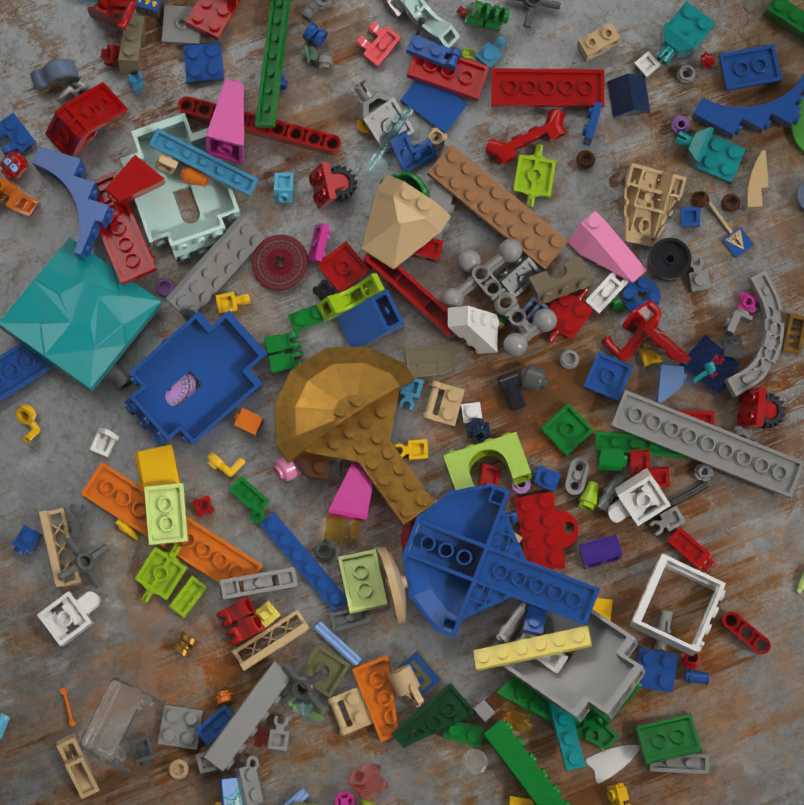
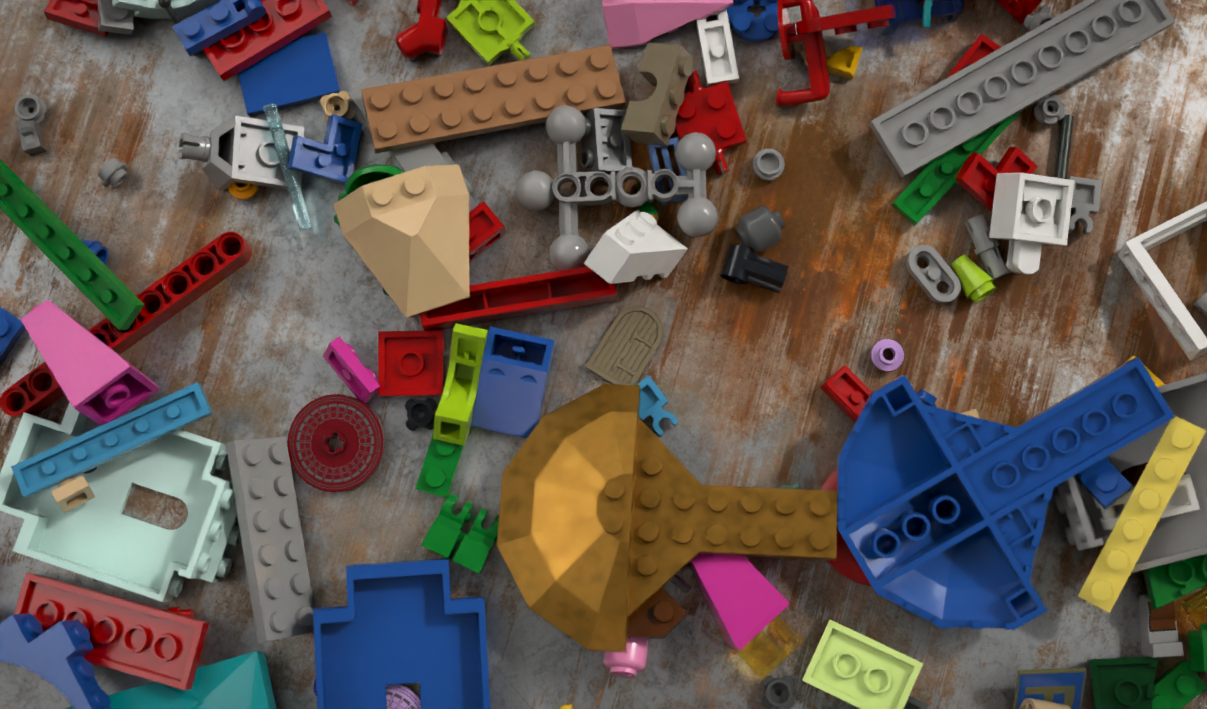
camera: 50 degrees left, 0 degrees up
(133, 181) = (58, 559): red slope -> none
(164, 287) = (241, 627): medium lavender tile -> none
(193, 177) = (122, 469): orange cone -> none
(230, 302) = (336, 554): yellow plate -> none
(248, 422) = (520, 658): orange brick -> none
(283, 187) = (238, 358): medium azure bracket -> none
(309, 53) = (85, 183): sand green plate -> none
(315, 34) = (67, 156): blue wheel -> none
(331, 184) = (286, 291): red plate -> none
(382, 45) = (156, 84): coral plate -> none
(394, 584) = (910, 636): tan dish -> none
(416, 449) = (734, 459): yellow plate -> none
(450, 404) = (707, 366): tan plate -> none
(471, 411) = (740, 346): white plate -> none
(478, 429) = (772, 354): dark blue gear -> none
(504, 448) = (826, 337): lime arch -> none
(543, 530) = (973, 375): red plate -> none
(545, 478) = (904, 317): blue bracket -> none
(567, 429) = (860, 239): green plate -> none
(600, 552) = (1058, 321): dark purple hinge -> none
(608, 376) = (831, 132): blue plate -> none
(611, 460) = (950, 212): green brick -> none
(617, 306) = (745, 48): green hinge -> none
(669, 381) = (899, 61): medium blue slope -> none
(691, 550) = (1142, 203): red hinge -> none

